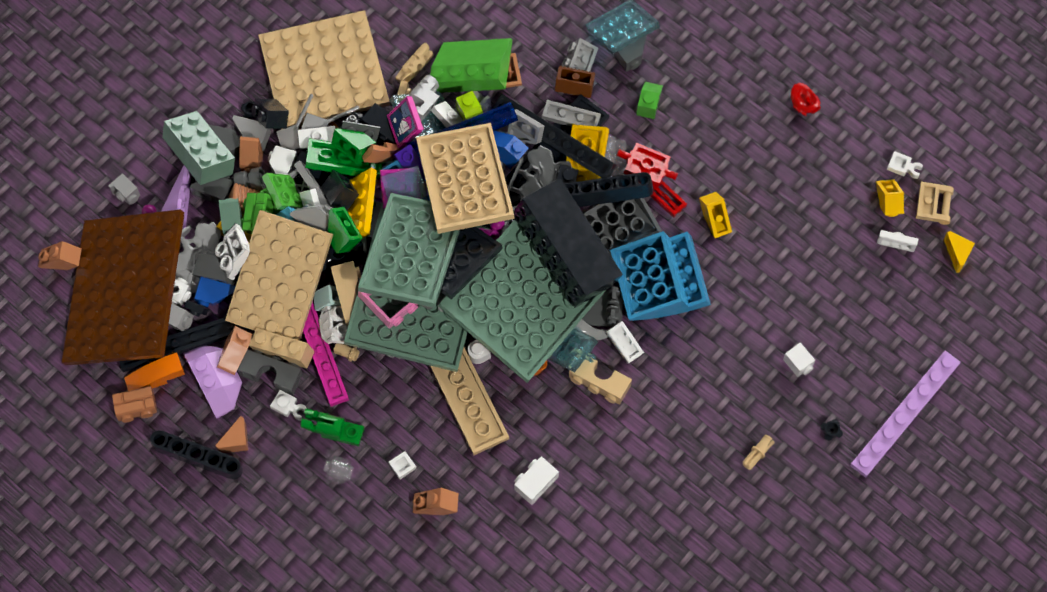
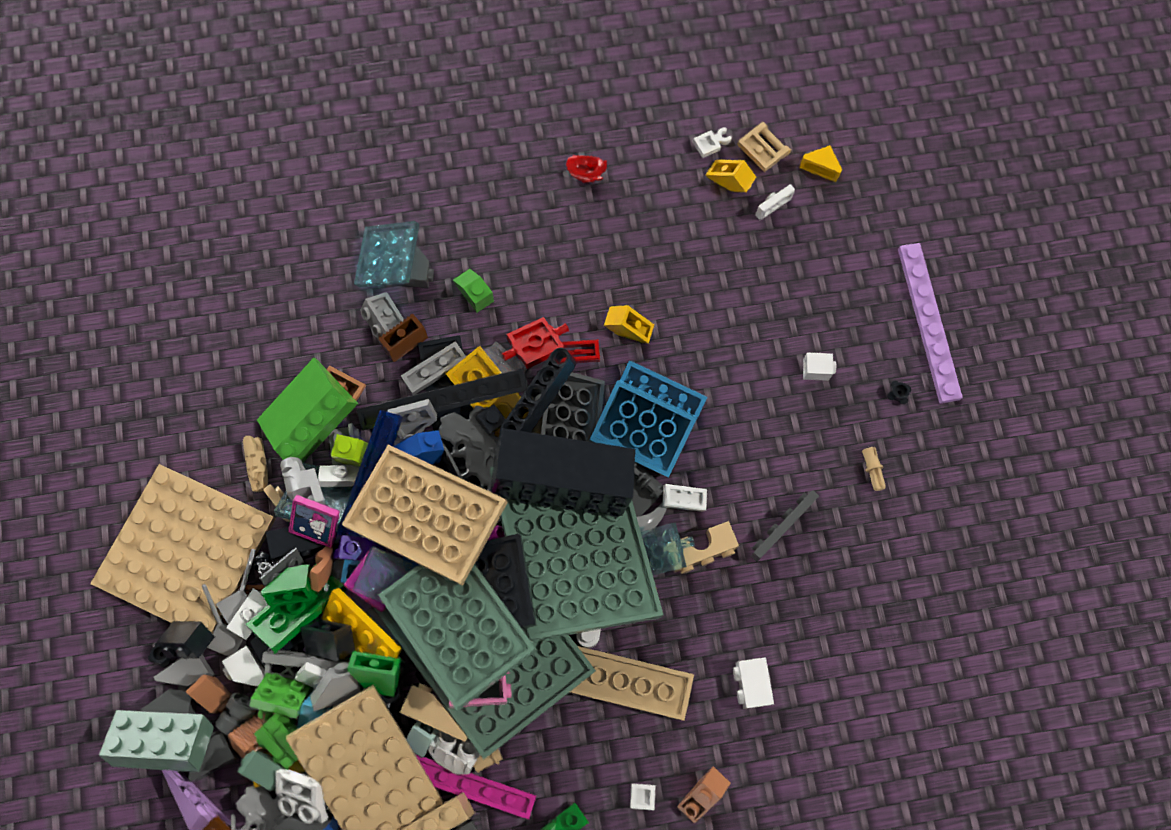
camera: 55 degrees left, 5 degrees up
(668, 421) = (789, 517): none -> dark grey plate

